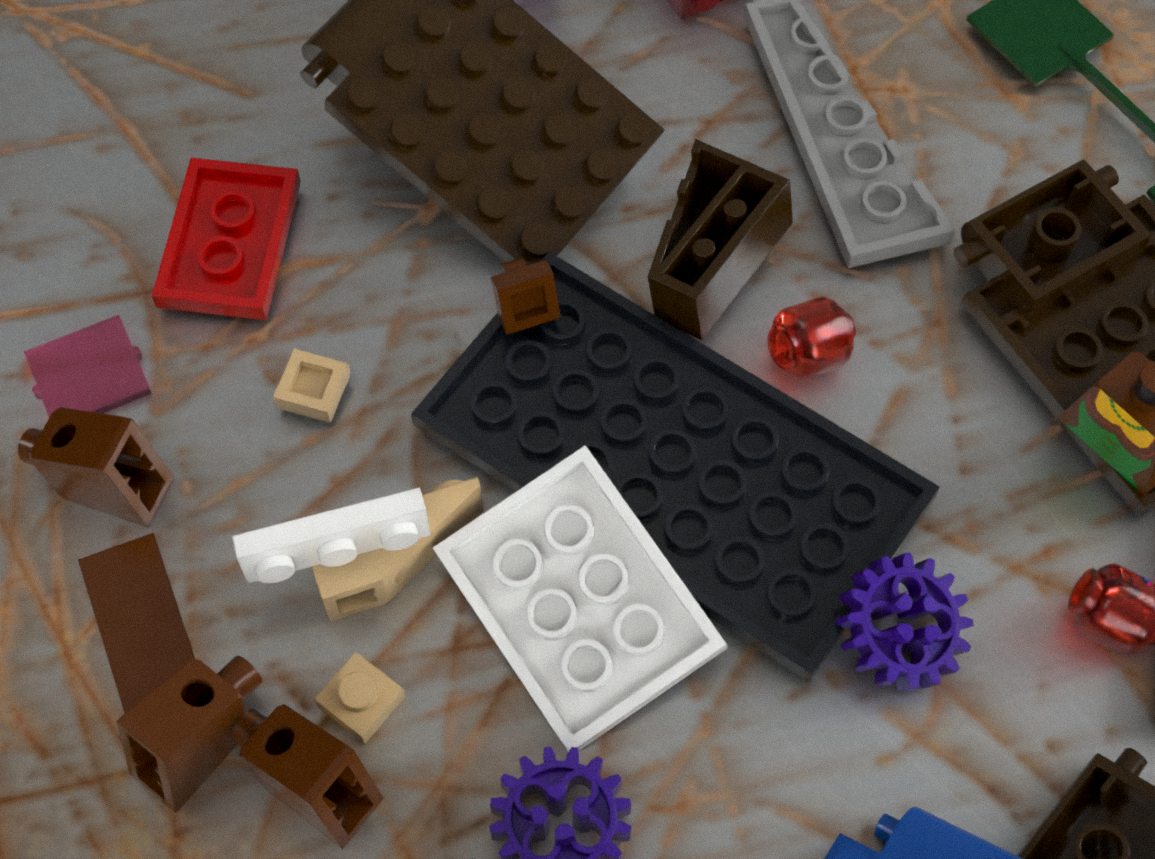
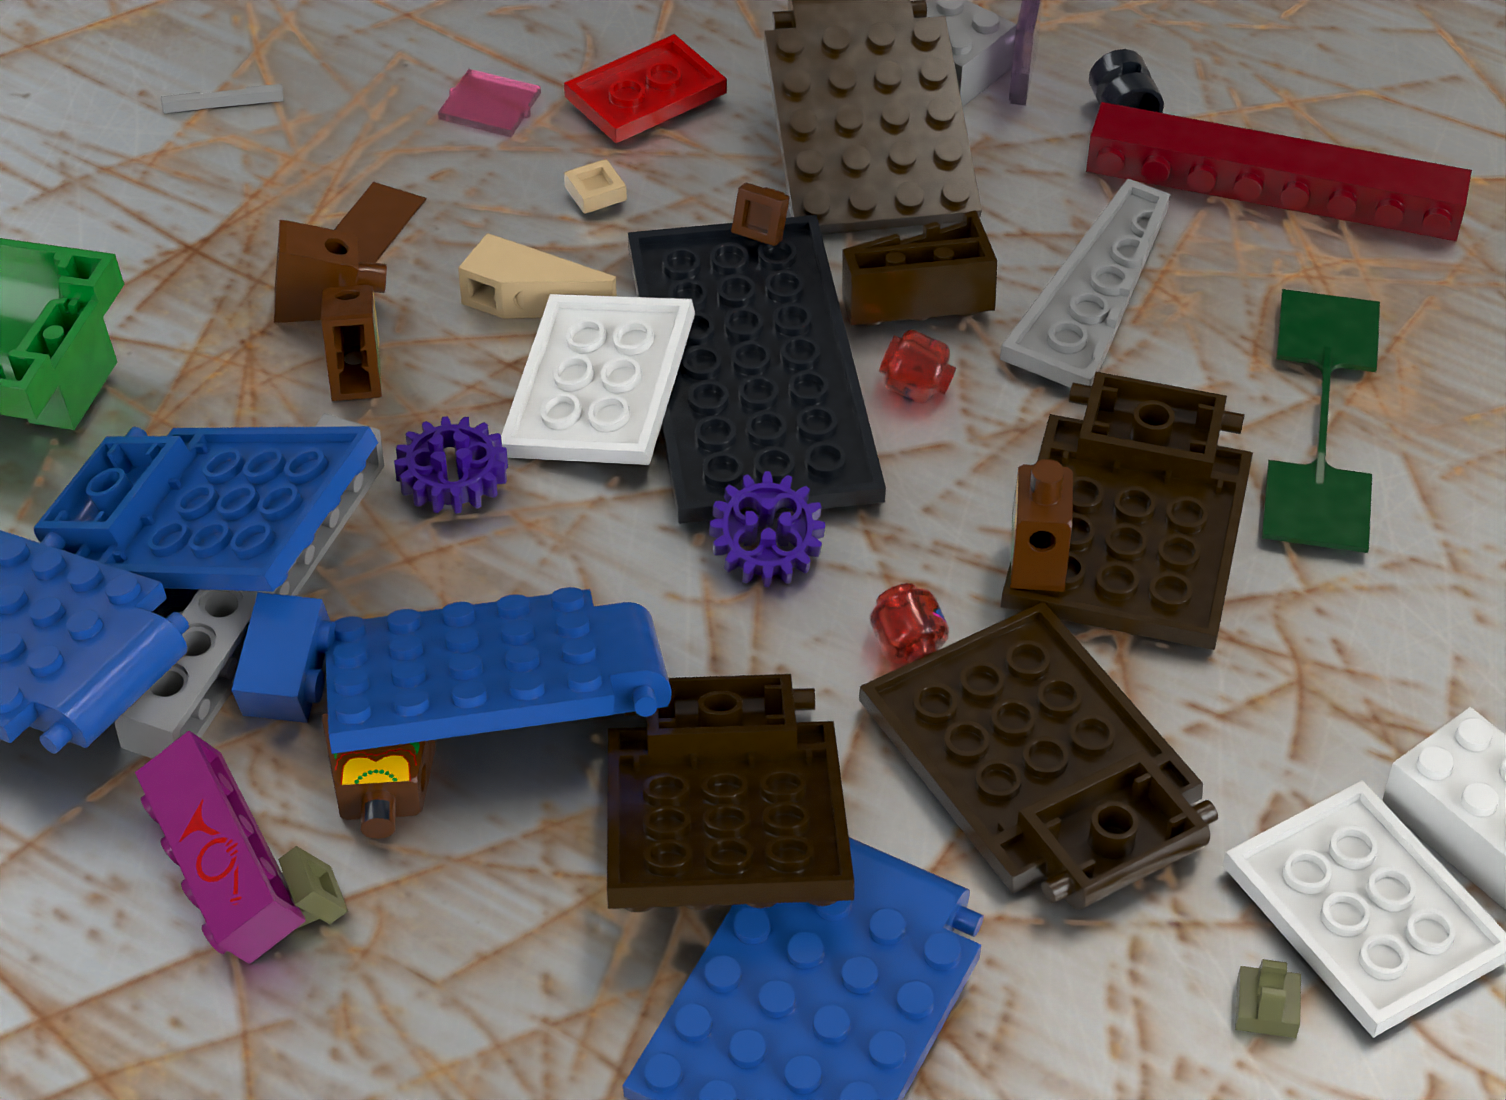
camera: 45 degrees right, 15 degrees down
(98, 463) = (433, 120): reddish brown torso -> none
(332, 536) = (496, 233): white plate -> none
(360, 697) = (428, 342): tan plate -> none

